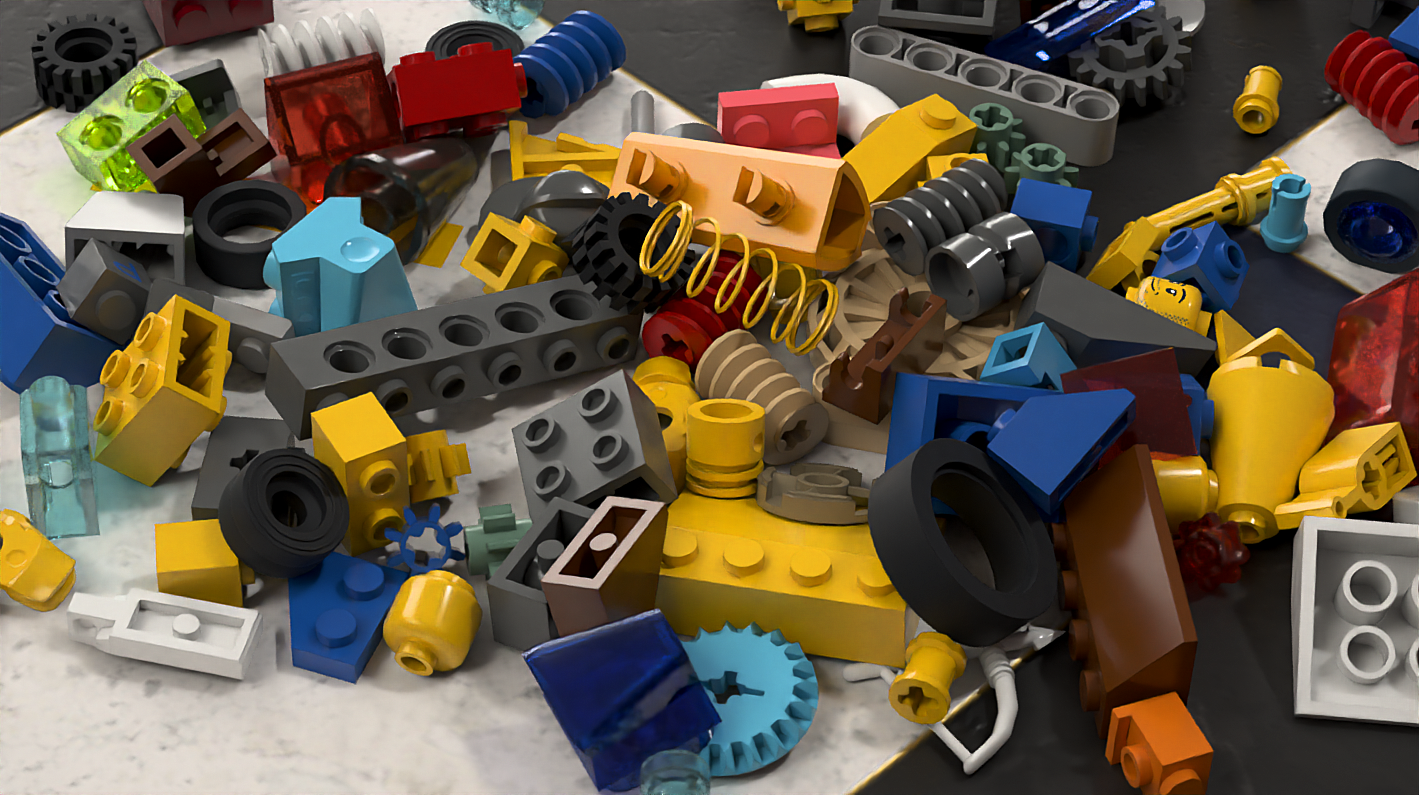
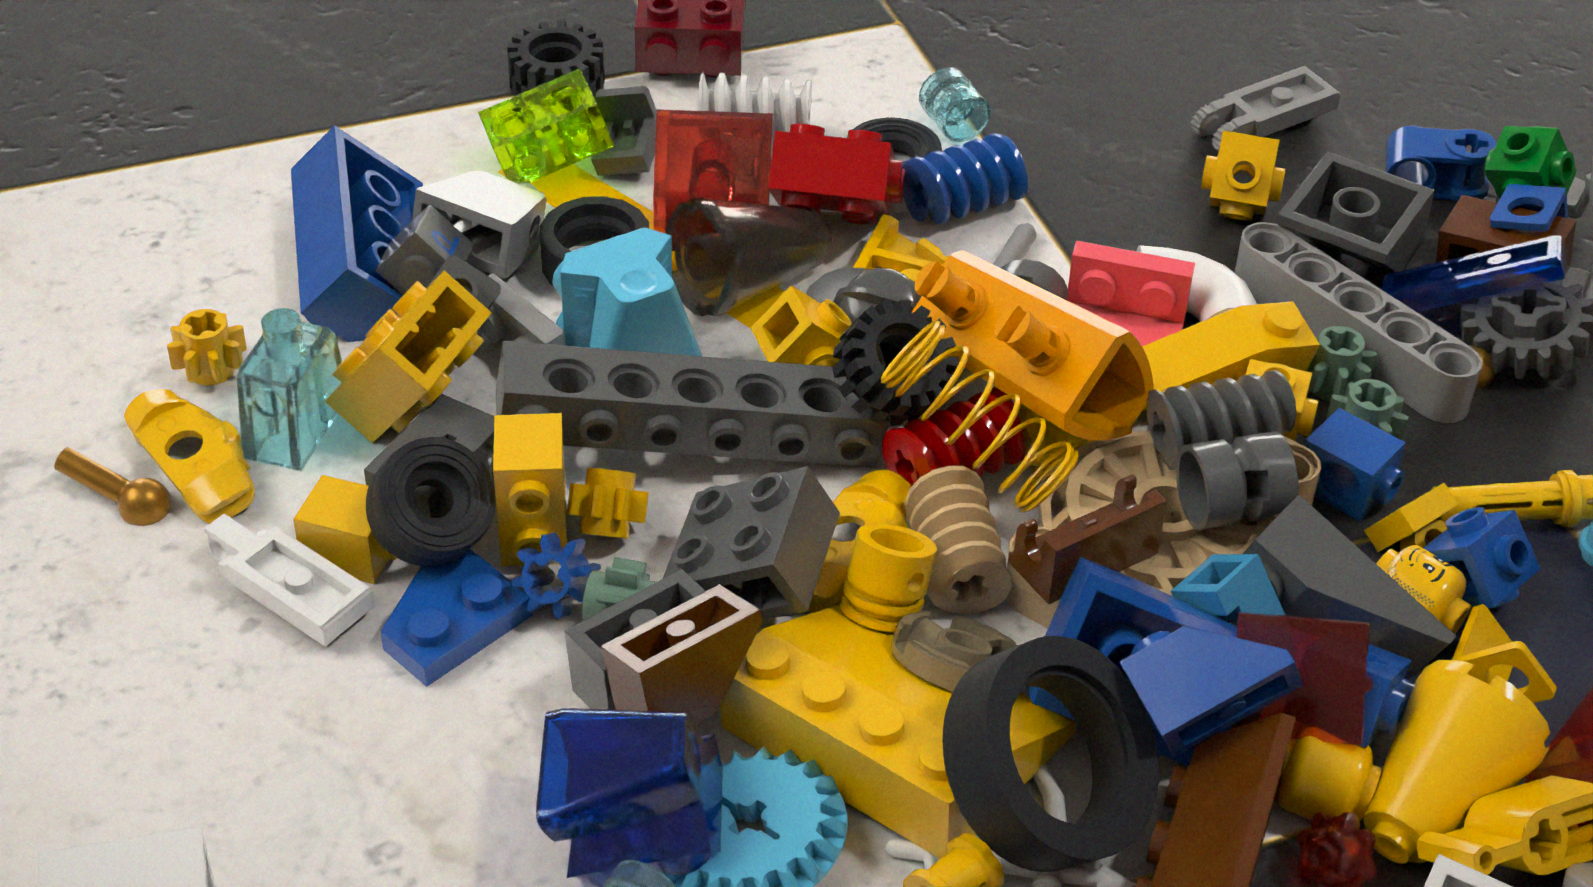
camera: 25 degrees right, 0 degrees up
(194, 167) = (565, 170): reddish brown brick -> none
(432, 622) = (516, 653): yellow head -> none

